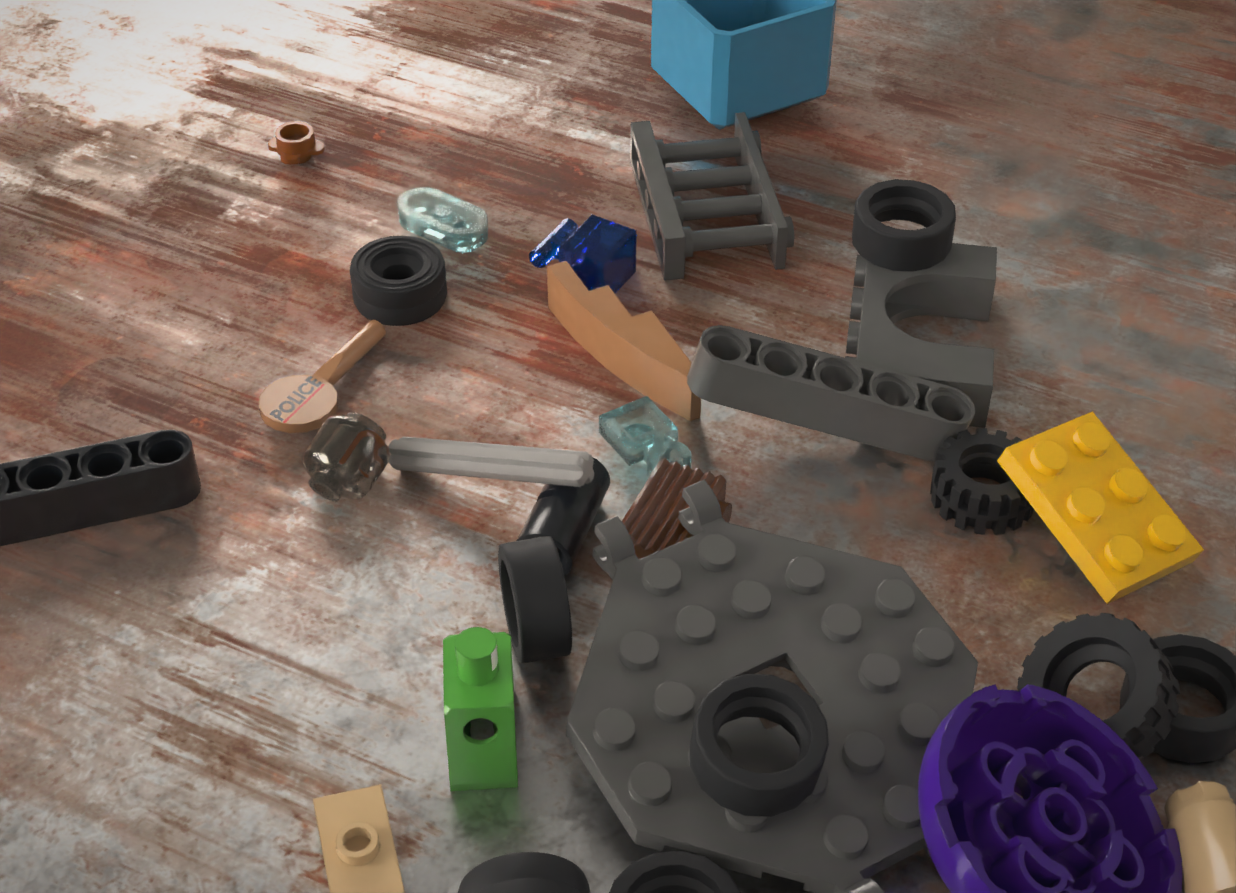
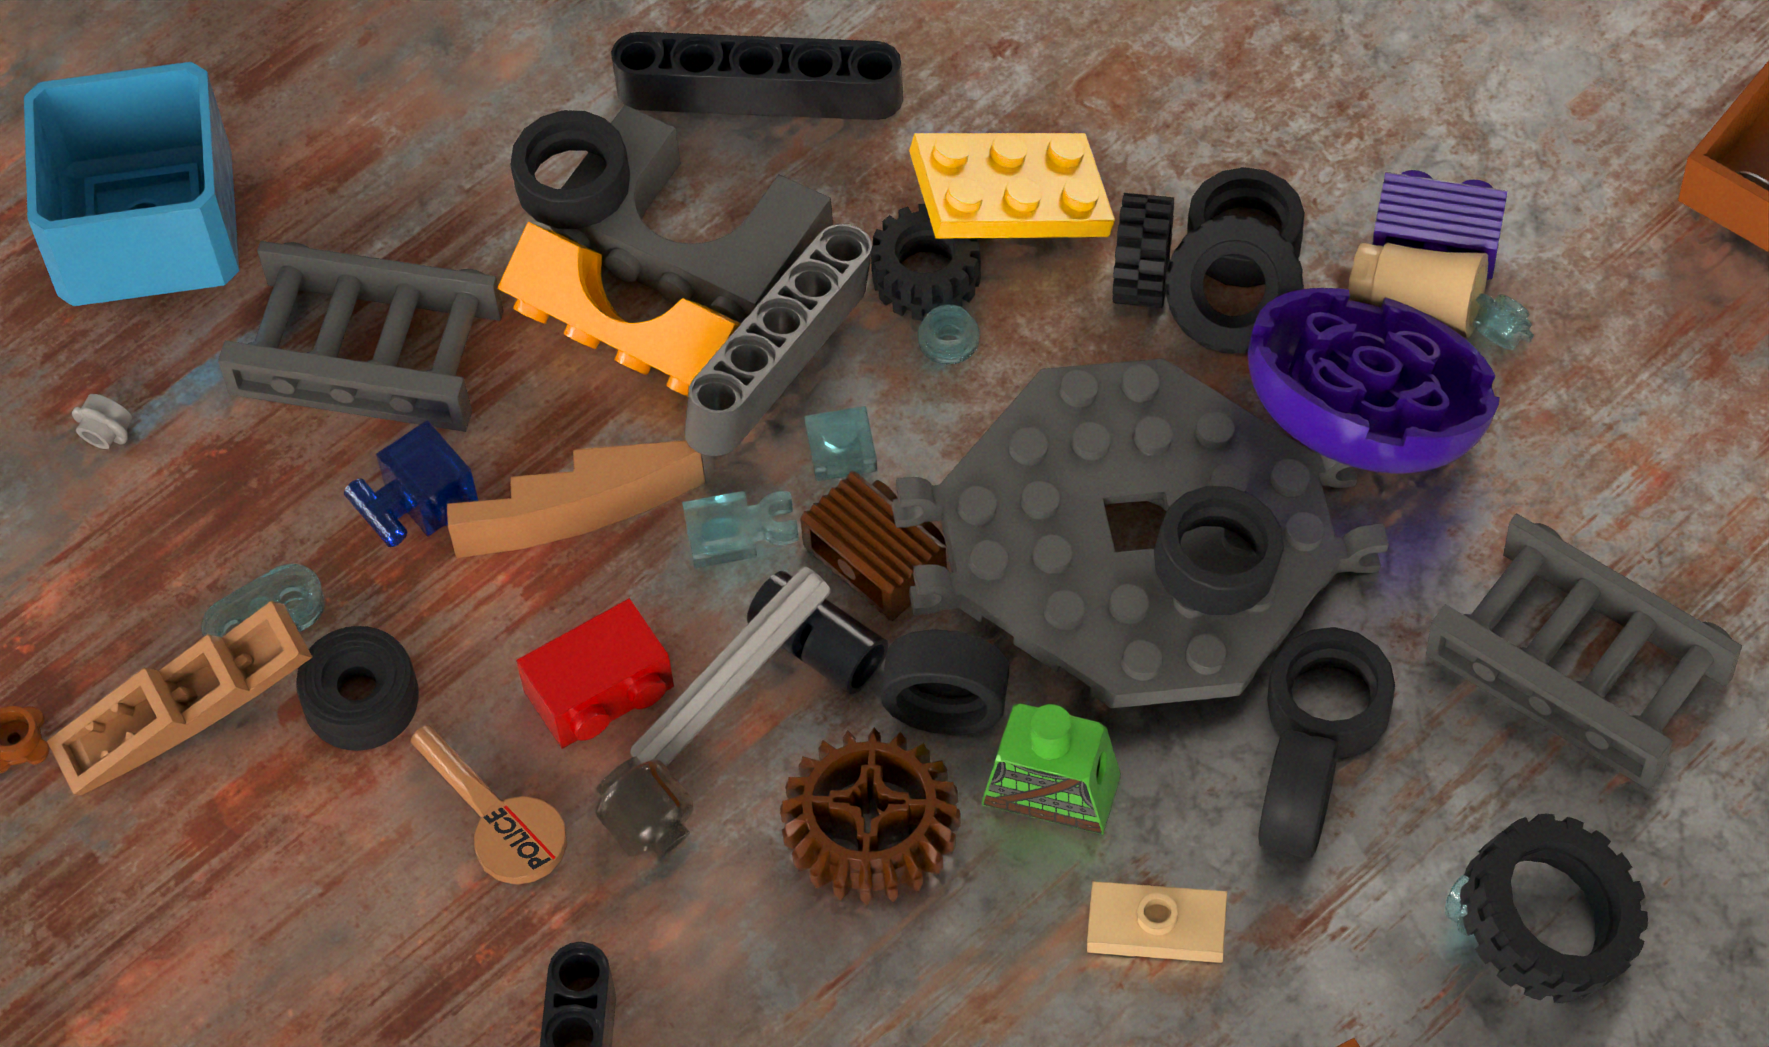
camera: 65 degrees left, 15 degrees up
(343, 195) = (179, 700): none -> medium nougat slope
(389, 601) = (820, 806): none -> reddish brown gear
(462, 393) = (596, 674): none -> red brick
(566, 106) = (102, 421): none -> light grey plate
(770, 485) = (840, 443): none -> clear light blue plate
(809, 274) = (565, 281): none -> light orange arch
(922, 519) = (948, 321): none -> clear light blue plate
(1091, 589) = (1143, 250): none -> black tyre
(1099, 329) = (758, 75): none -> black beam

